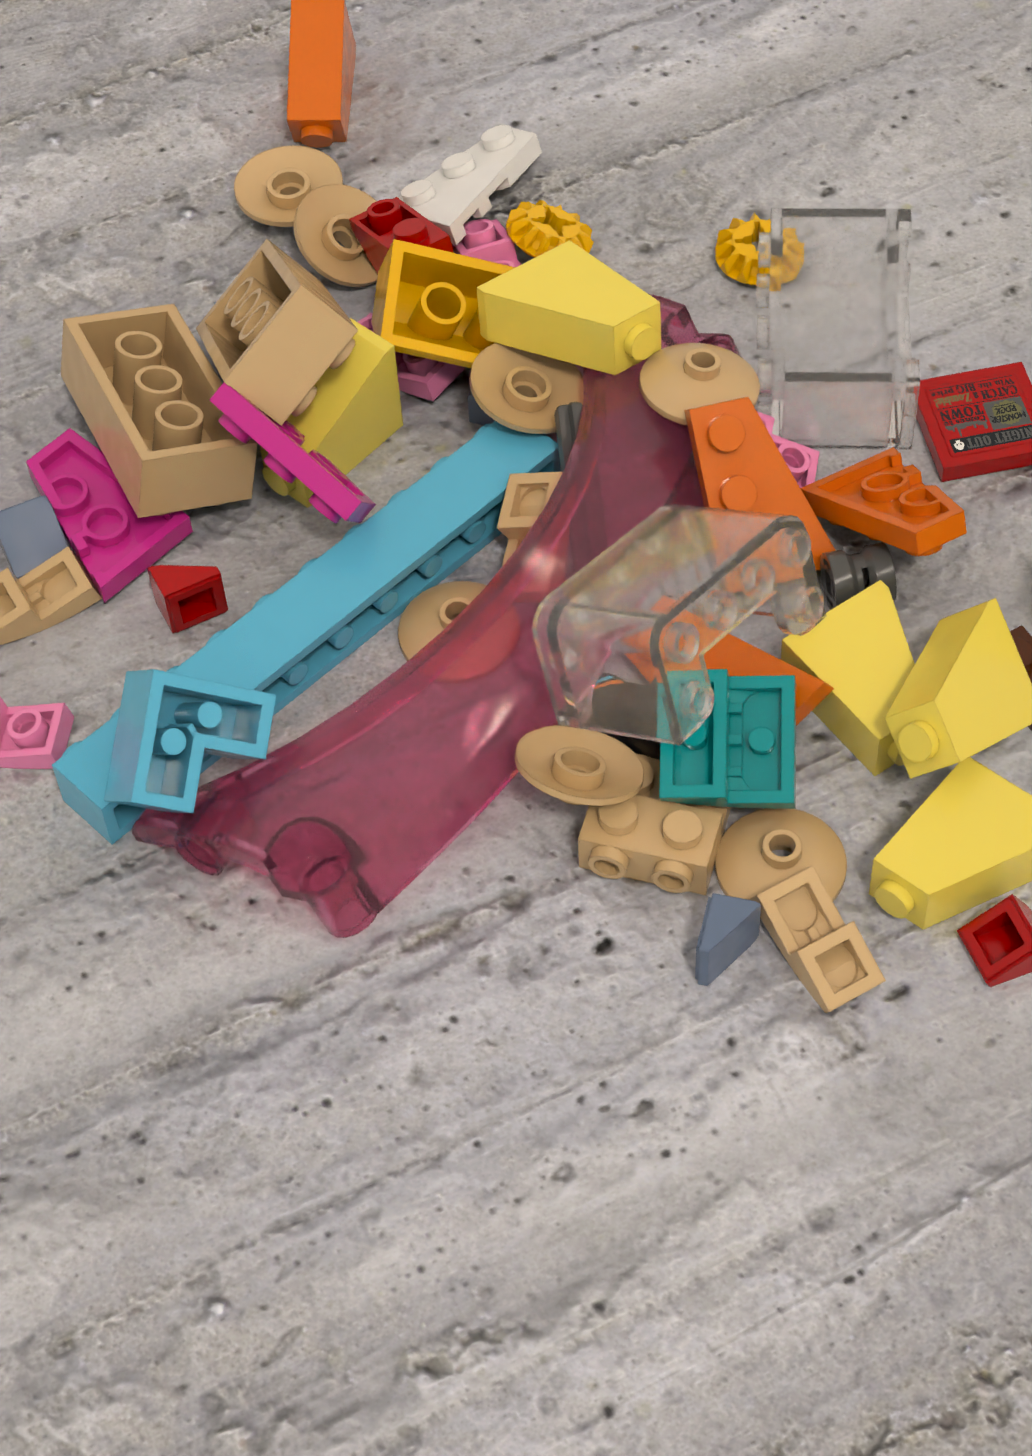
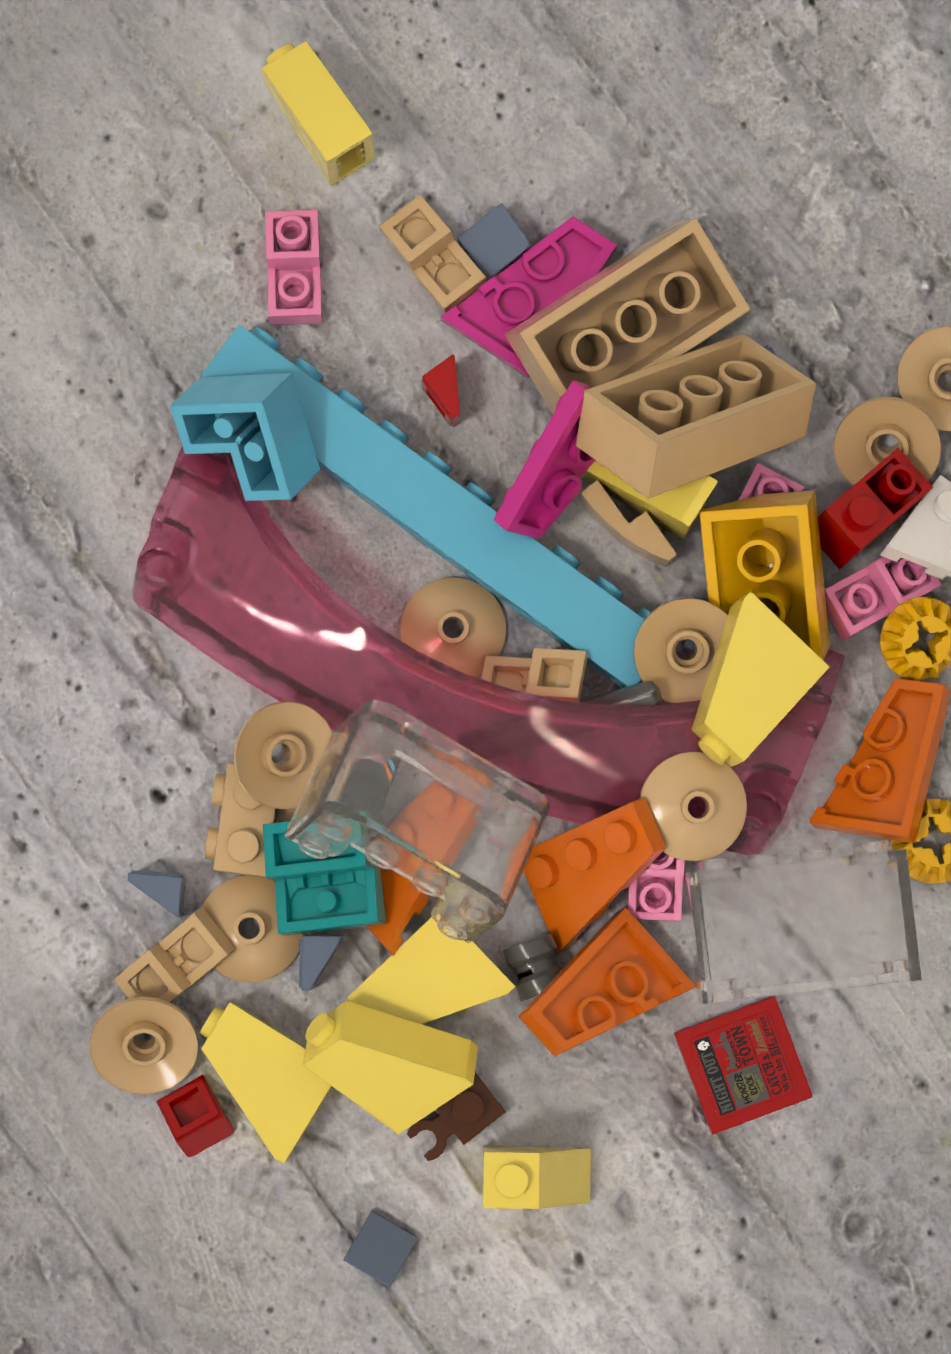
camera: 75 degrees right, 30 degrees up
(392, 444) = (639, 535): none -> tan slope
(681, 261) = (891, 771): none -> orange wing
(829, 785) = (314, 957): none -> sand blue slope
(917, 972) = (139, 1064): none -> tan dish

